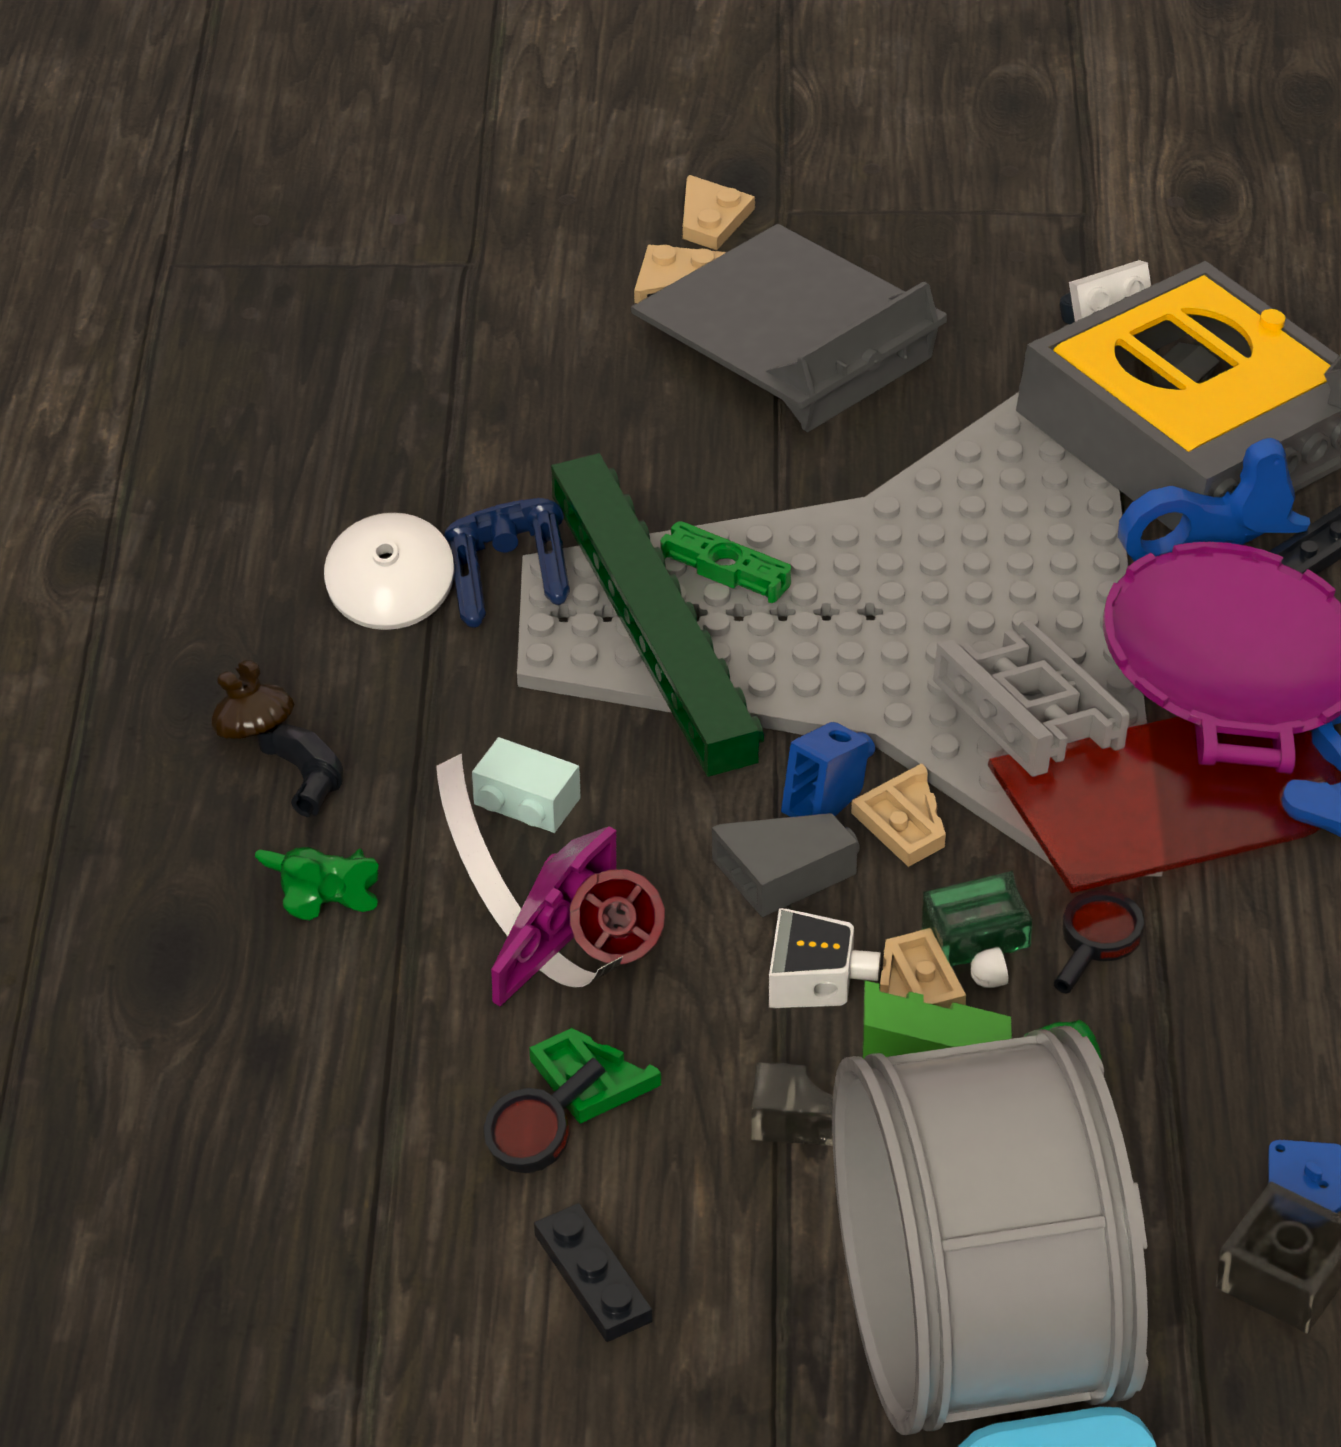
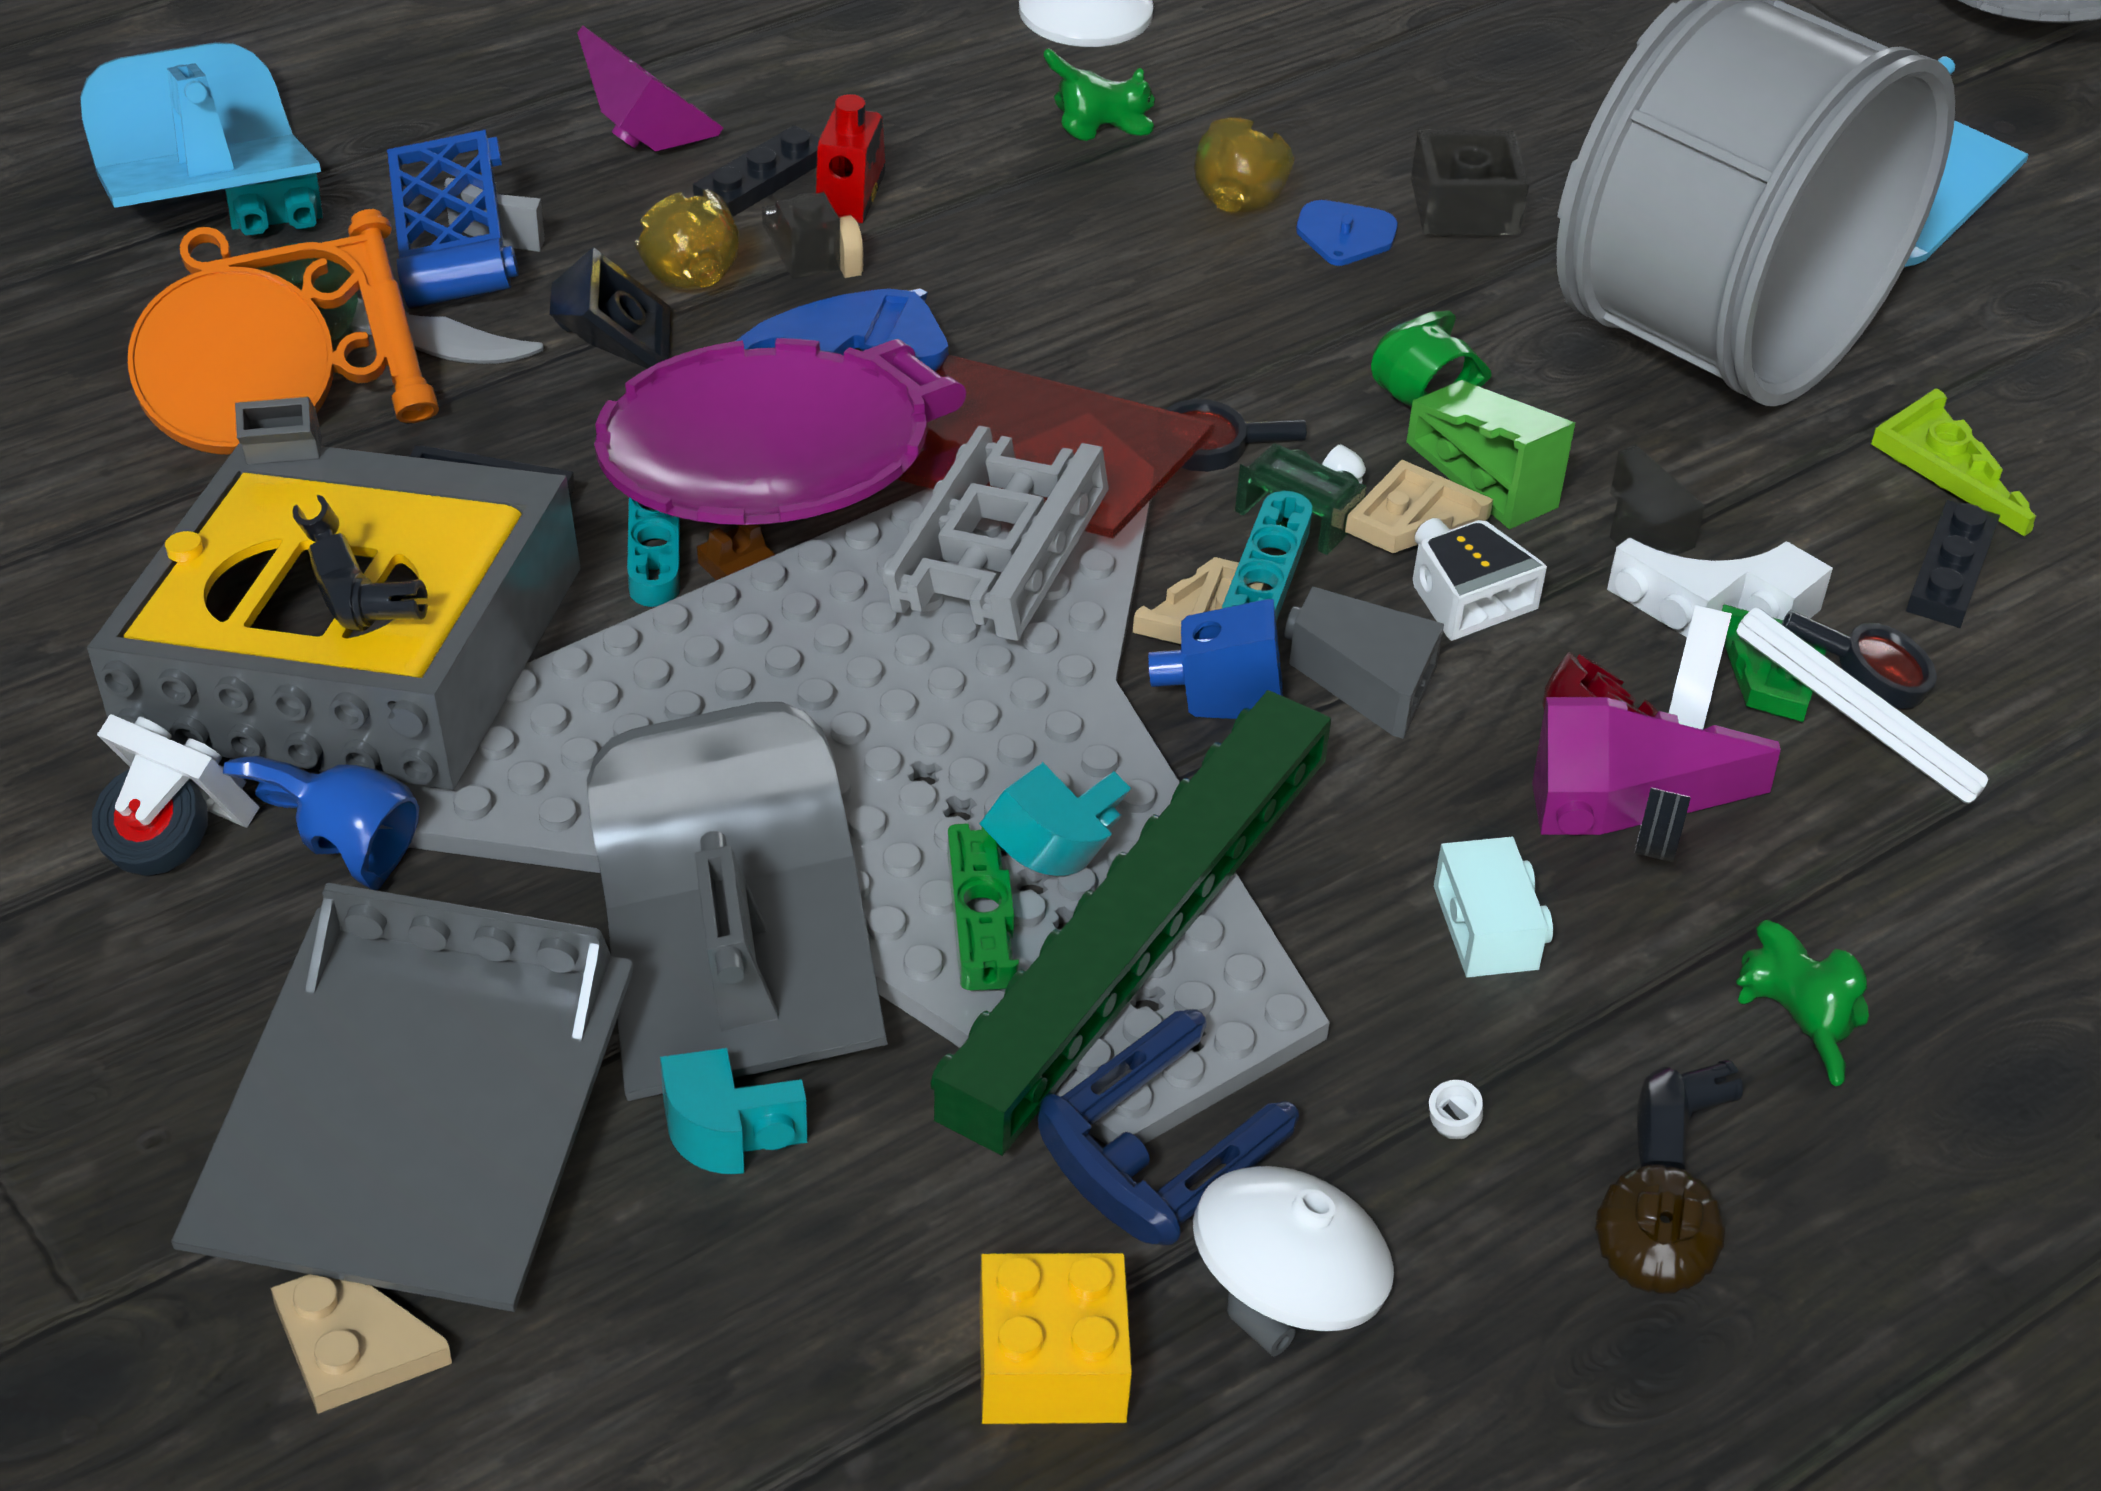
camera: 130 degrees left, 0 degrees up
(407, 687) = (1465, 1103): none -> white hinge
(428, 463) = (1054, 1338): none -> yellow brick
(500, 1068) = (1862, 705): none -> white axle
(686, 417) = (718, 1123): none -> teal brick
(688, 1069) = (1673, 585): none -> white arch
(704, 1353) = (1952, 458): none -> lime wing
(713, 212) = (155, 1380): tan wing -> none
(741, 589) = (1049, 826): none -> teal brick
(788, 474) = (732, 893): none -> dark grey door
(894, 841) = (1266, 533): none -> teal beam
(1011, 345) = (340, 811): none -> blue piece
(1151, 339) = (345, 589): none -> black arm
(1255, 507) = (513, 443): blue animal -> none

